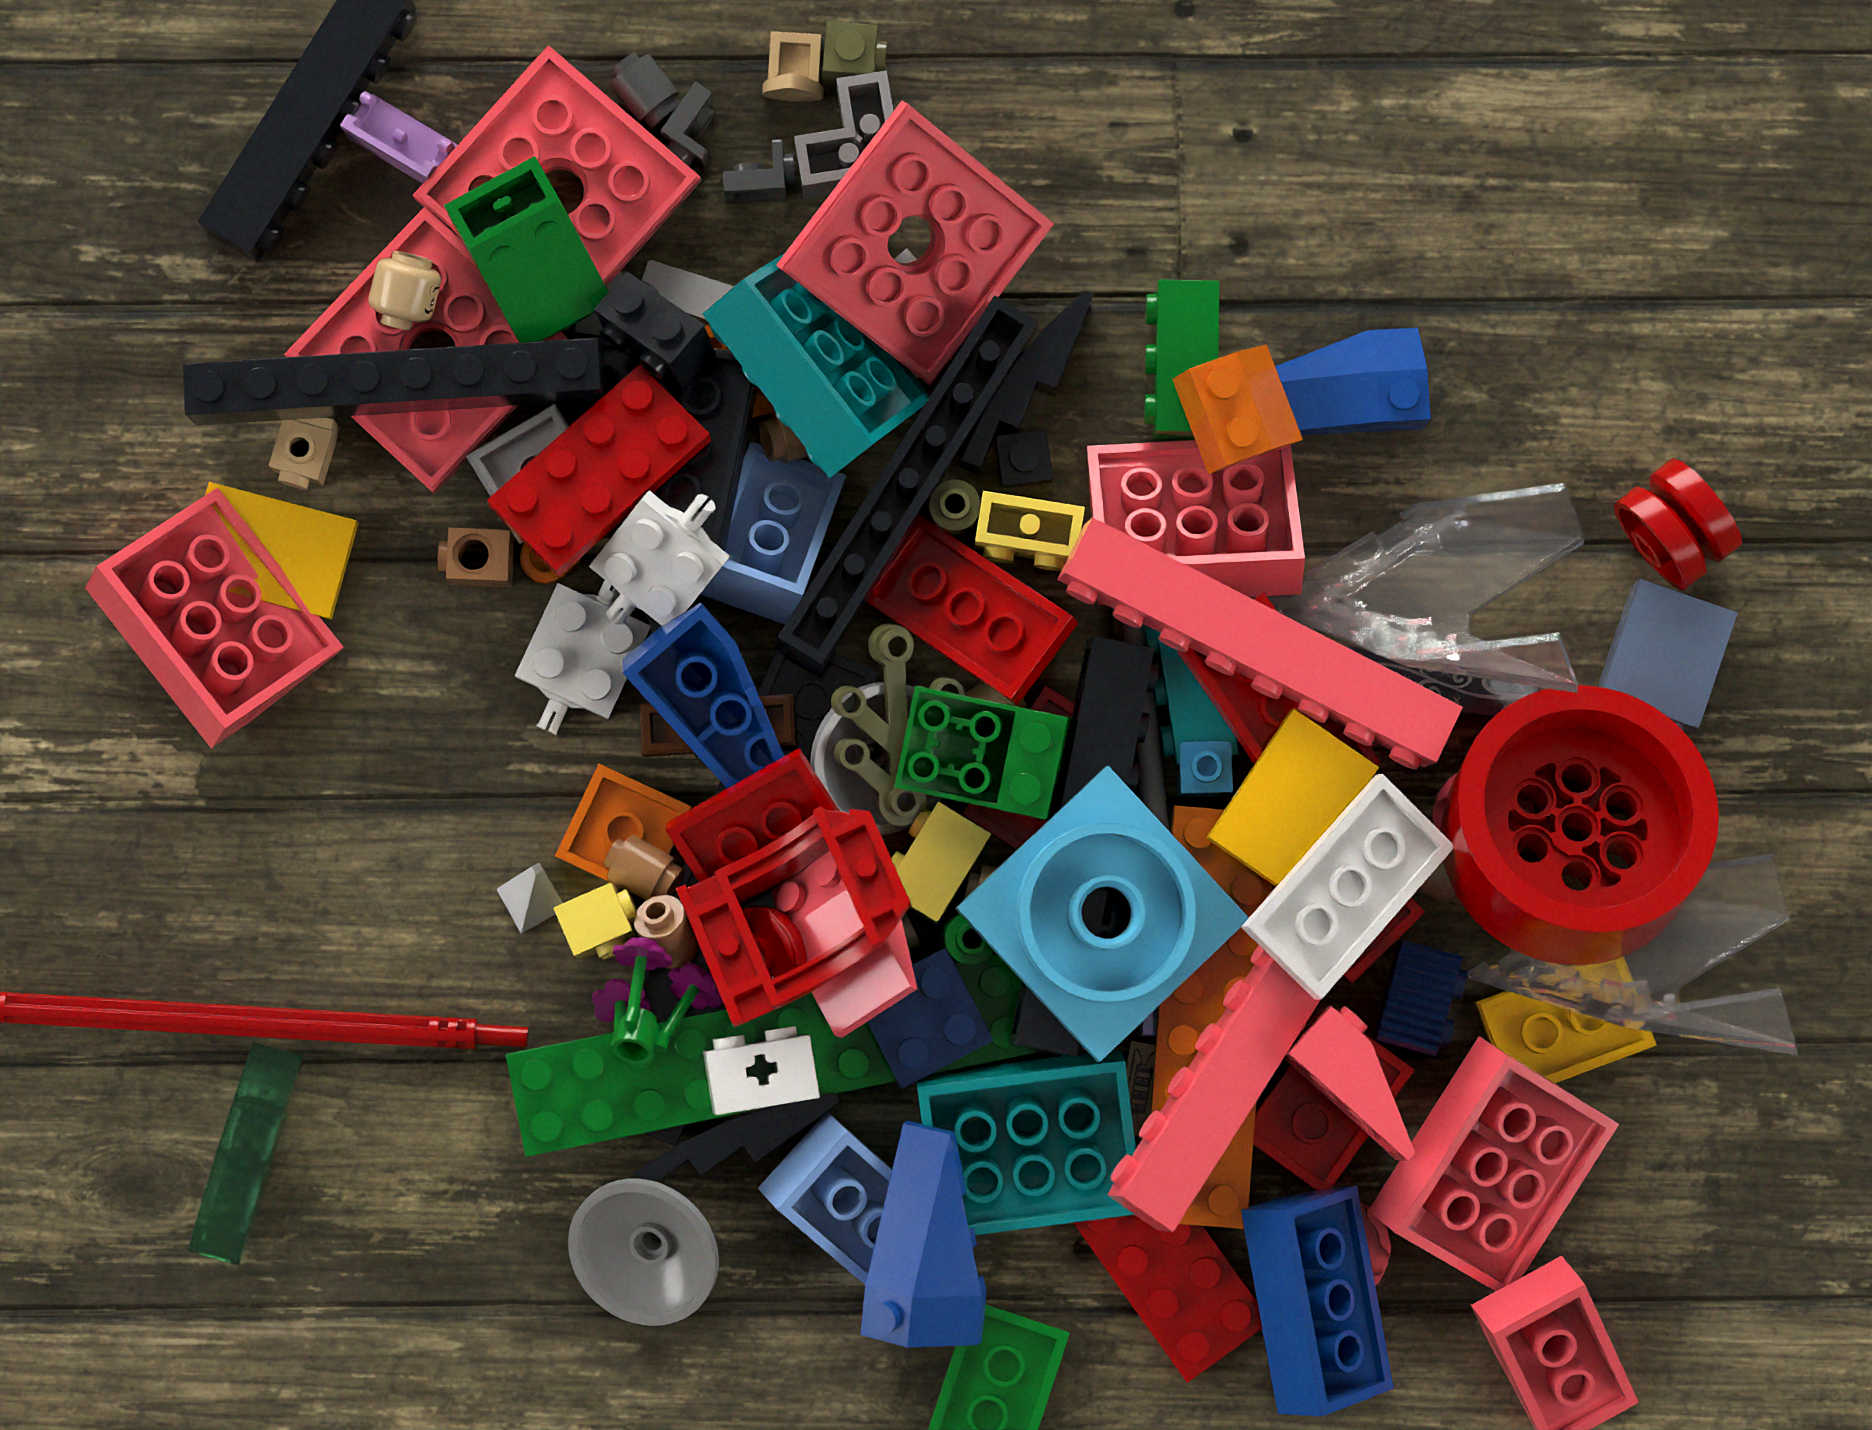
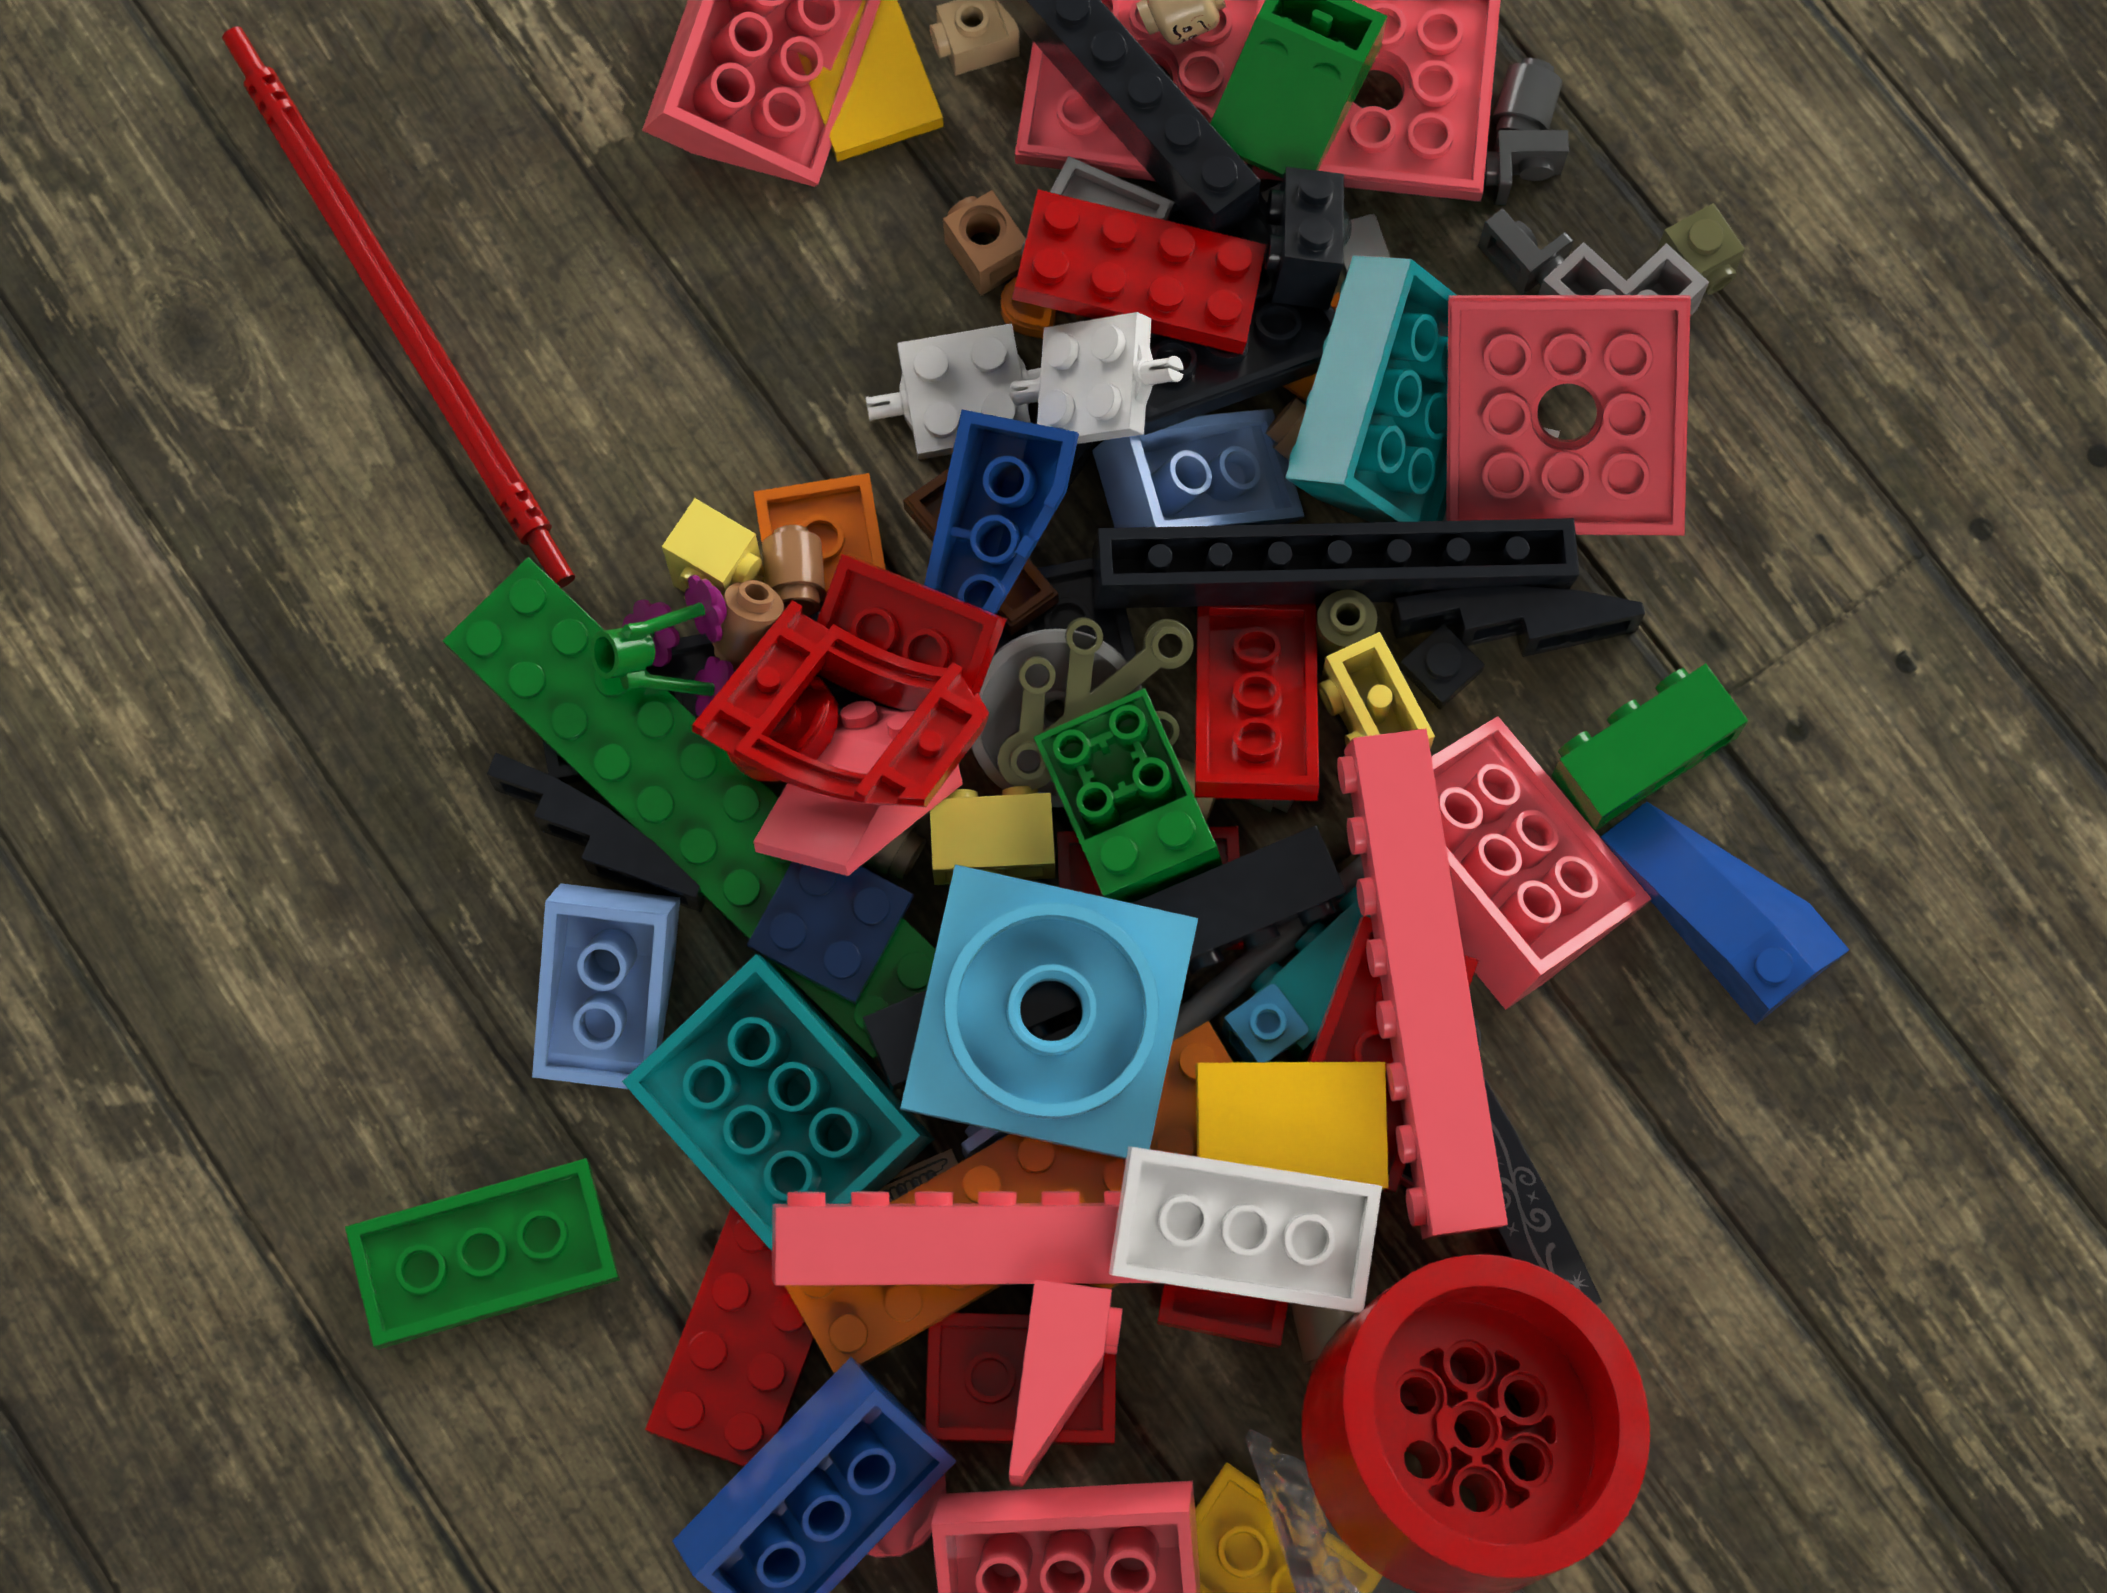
camera: 60 degrees right, 10 degrees down
(245, 1154) = (280, 401): clear green slope -> none
(530, 897) = (706, 485): light grey slope -> none
(628, 1268) = (424, 813): light grey dish -> none
(790, 1082) = (680, 830): white brick -> none
(794, 67) = (1644, 215): tan tile -> none
(923, 1261) = (583, 1079): blue wedge -> none
(951, 938) = (917, 911): green brick -> none
(1237, 408) = (1640, 816): orange slope -> none
(1419, 999) = (1189, 1399): dark blue brick -> none
(1426, 576) = (1625, 1129): clear windscreen -> none
(1668, 651) = (1718, 1413): sand blue brick -> none
(1678, 524) = (1852, 1328): red wheel -> none

